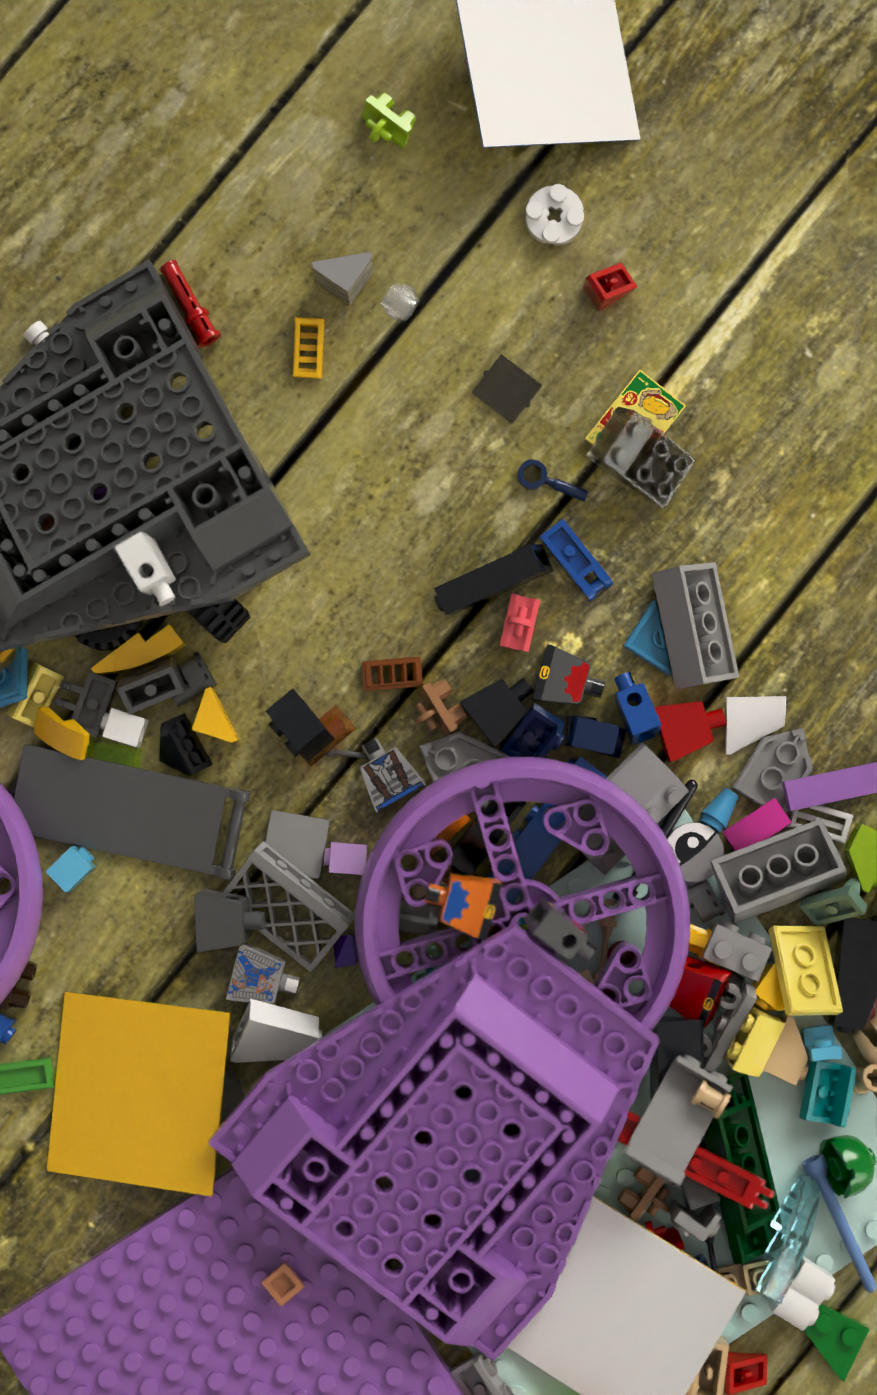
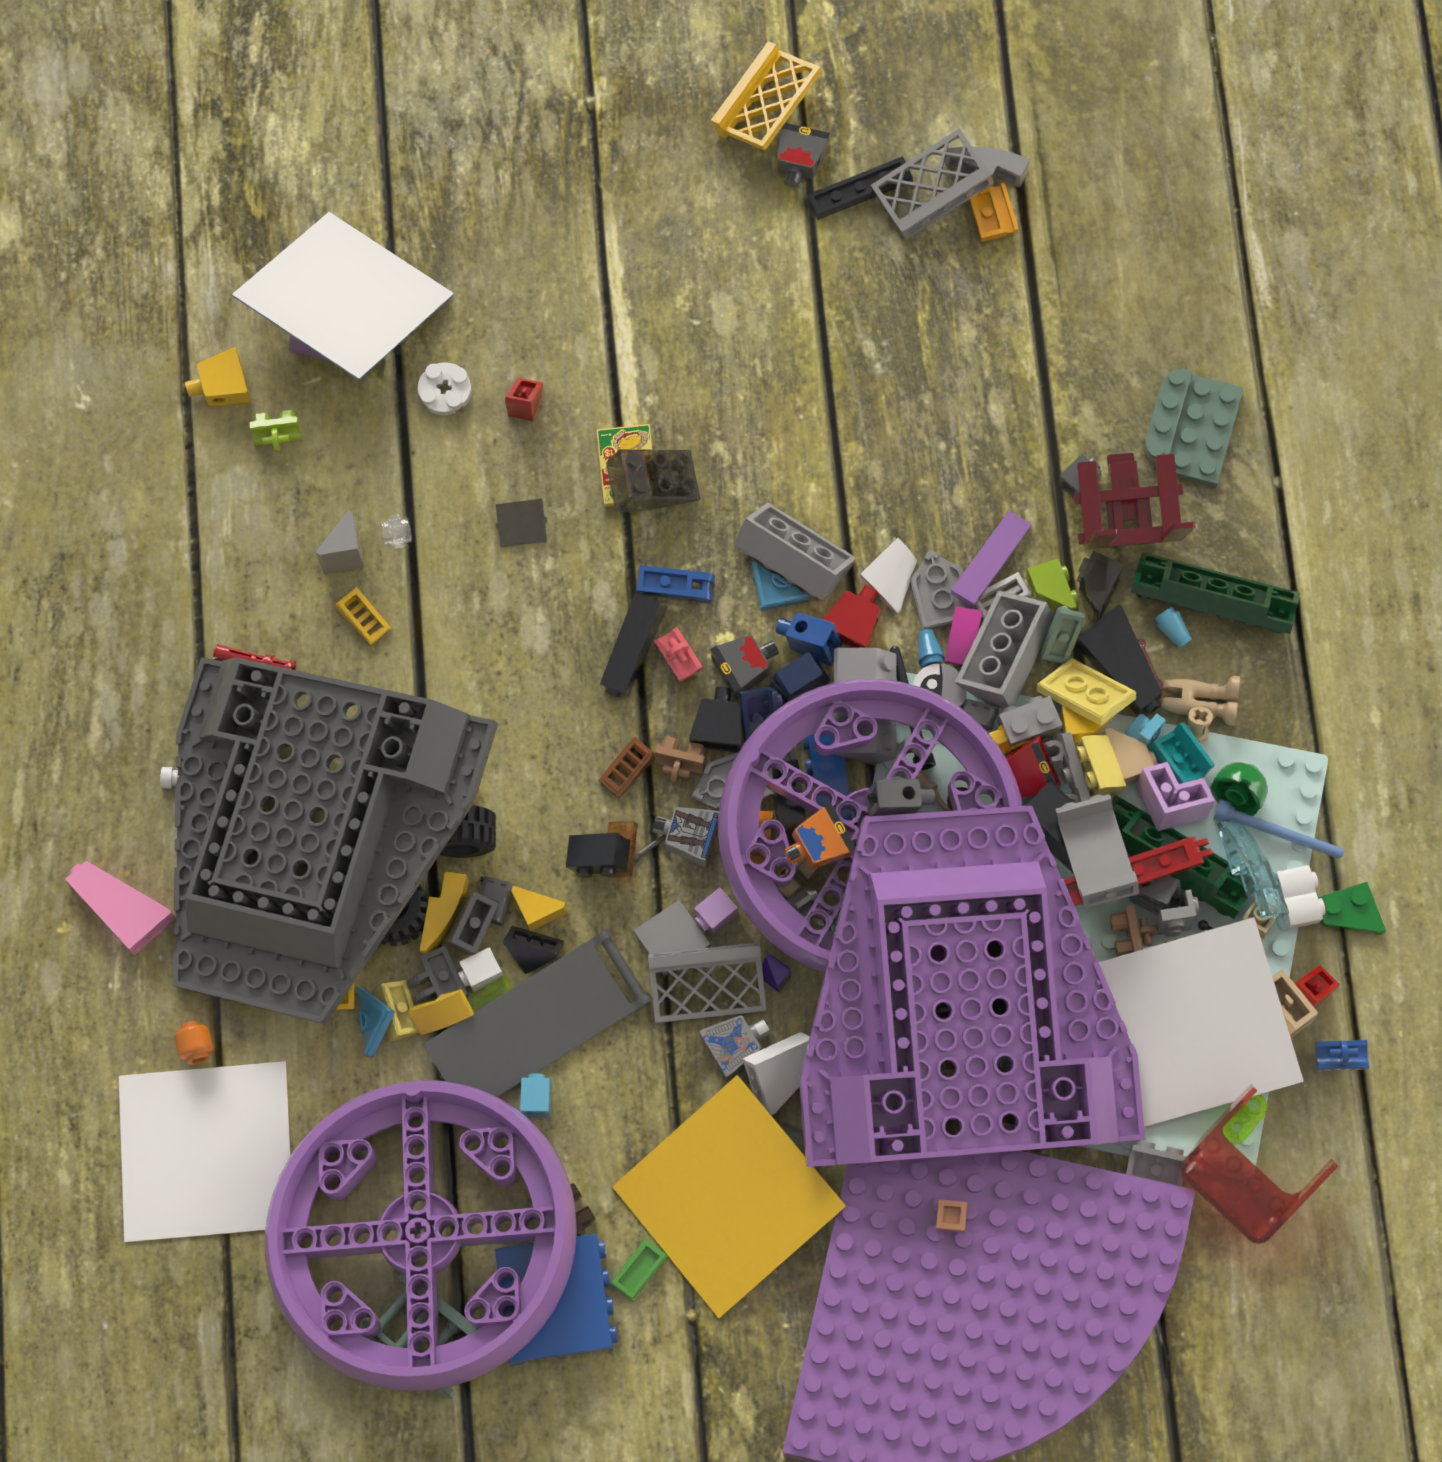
camera: 40 degrees left, 15 degrees down
(143, 557) = (389, 826): white torso -> none
(224, 920) = (674, 1027): dark grey torso -> none
(384, 35) = (221, 380): none -> yellow torso
(556, 484) = (614, 550): dark blue piece -> none
(710, 1098) = (1104, 817): tan bush -> none
(779, 1120) = (1171, 802): none -> lavender brick

